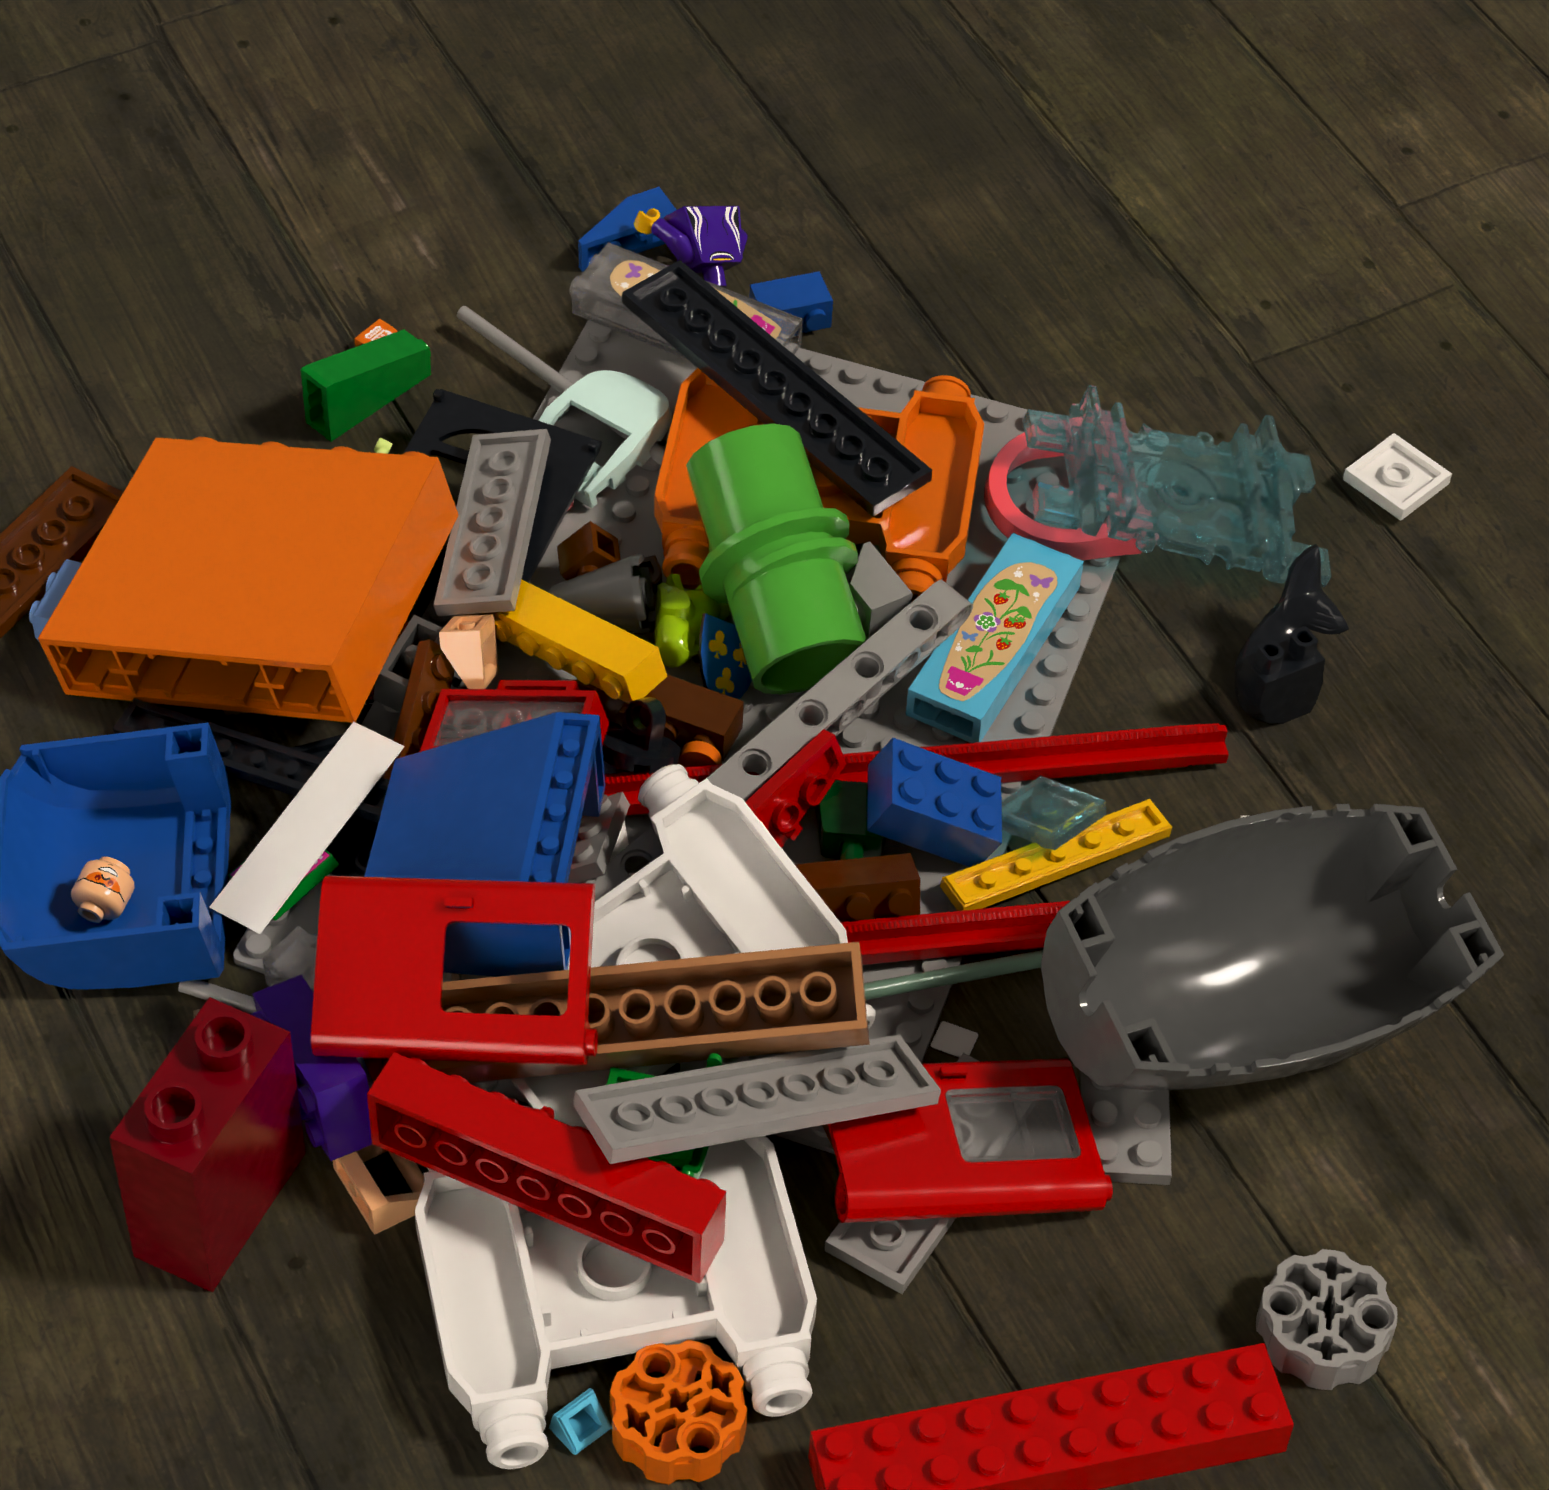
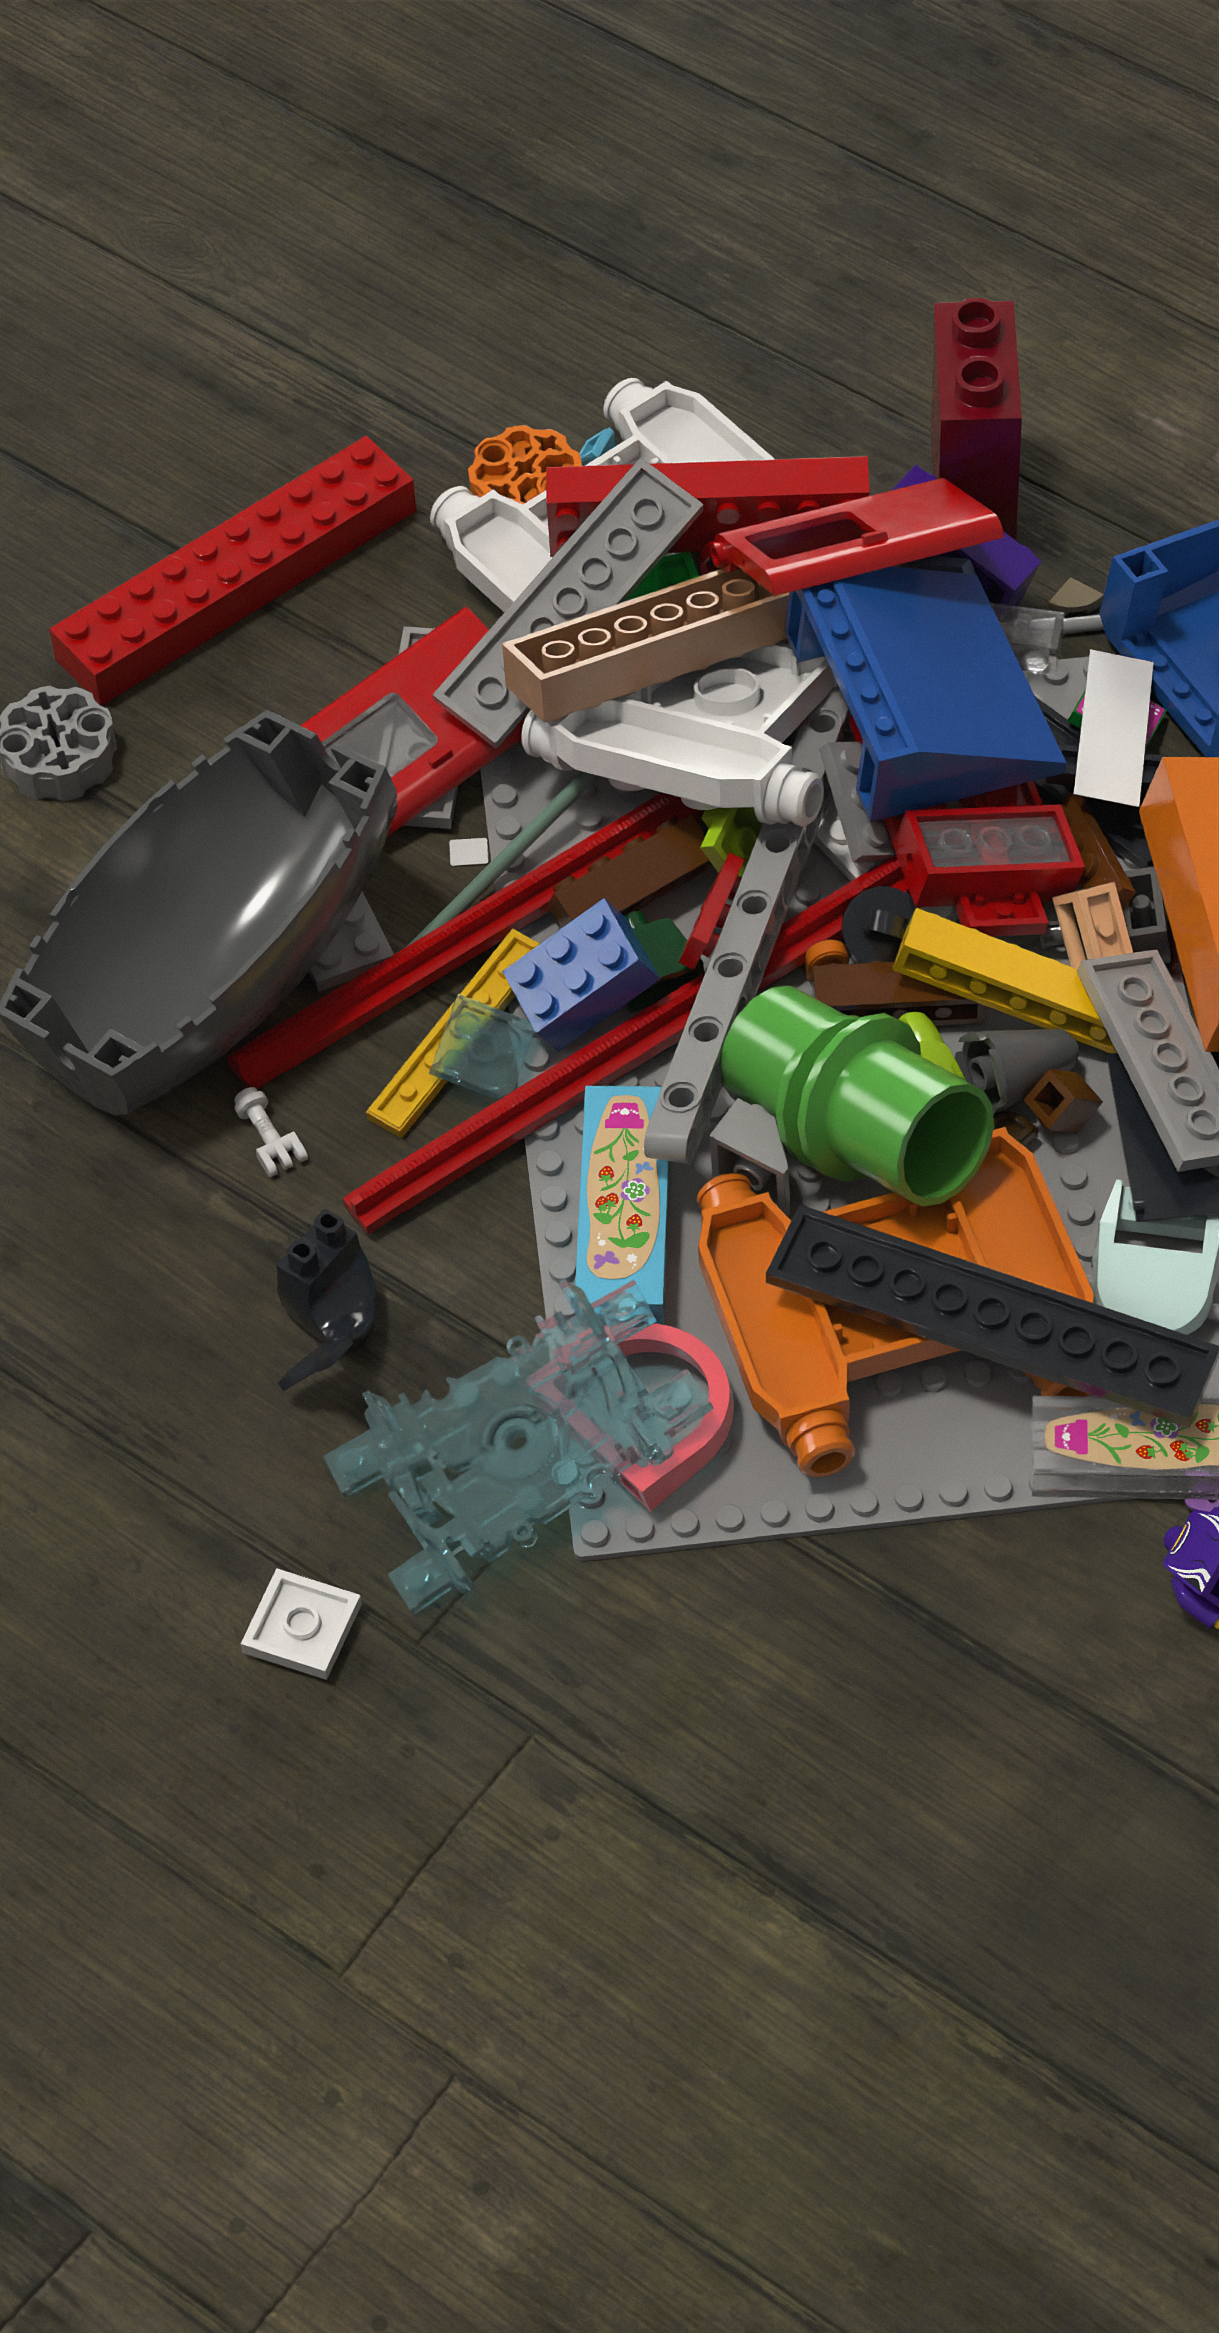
camera: 160 degrees right, 5 degrees up
(800, 296) = (1073, 1539): blue brick -> none

